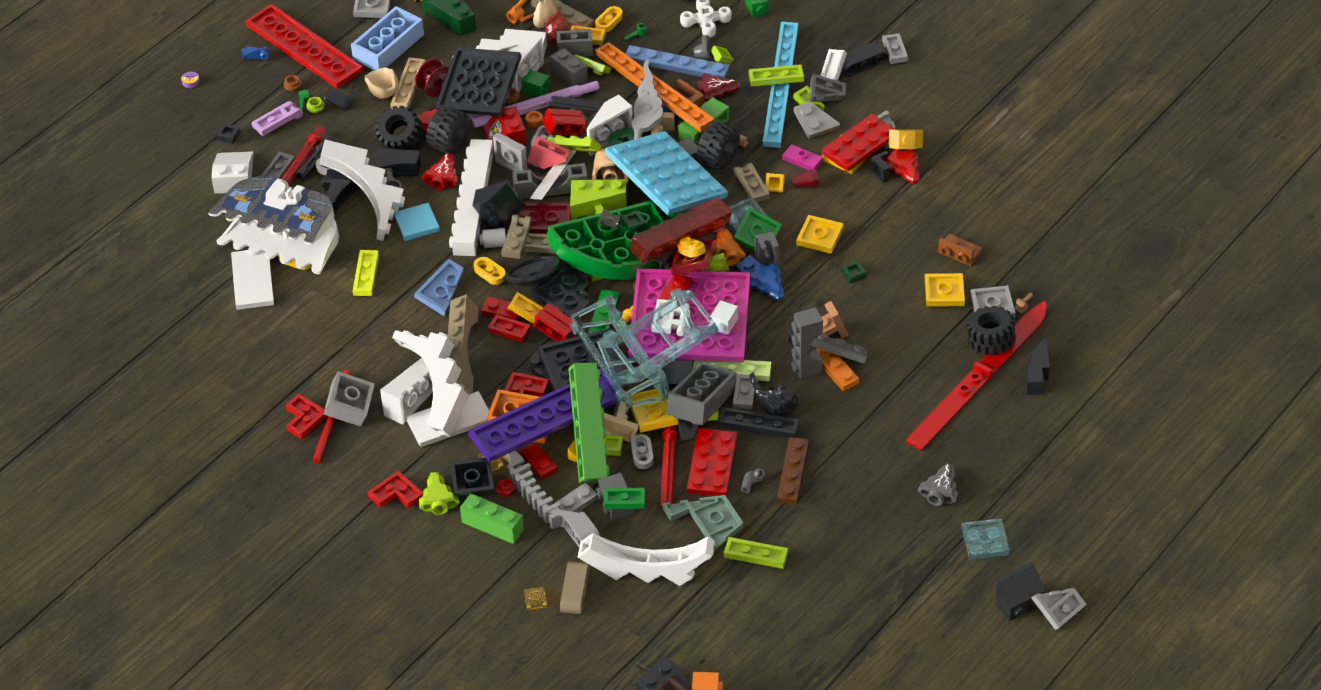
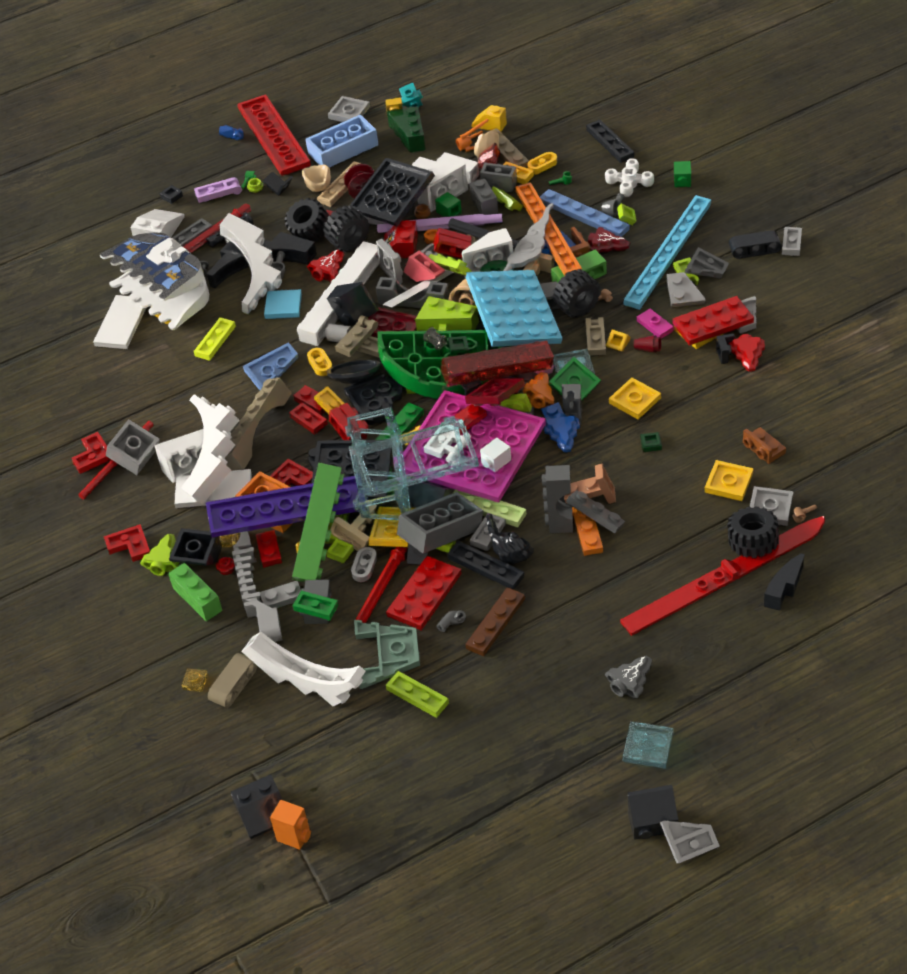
camera: 25 degrees right, 0 degrees up
(190, 79) = (168, 144): medium lavender tile -> none
(292, 83) = (247, 163): dark orange plate -> none
(691, 247) = (496, 381): yellow plate -> none
(776, 75) = (664, 242): lime plate -> none
(833, 64) = (724, 243): white tile -> none
(906, 139) = (759, 326): yellow slope -> none

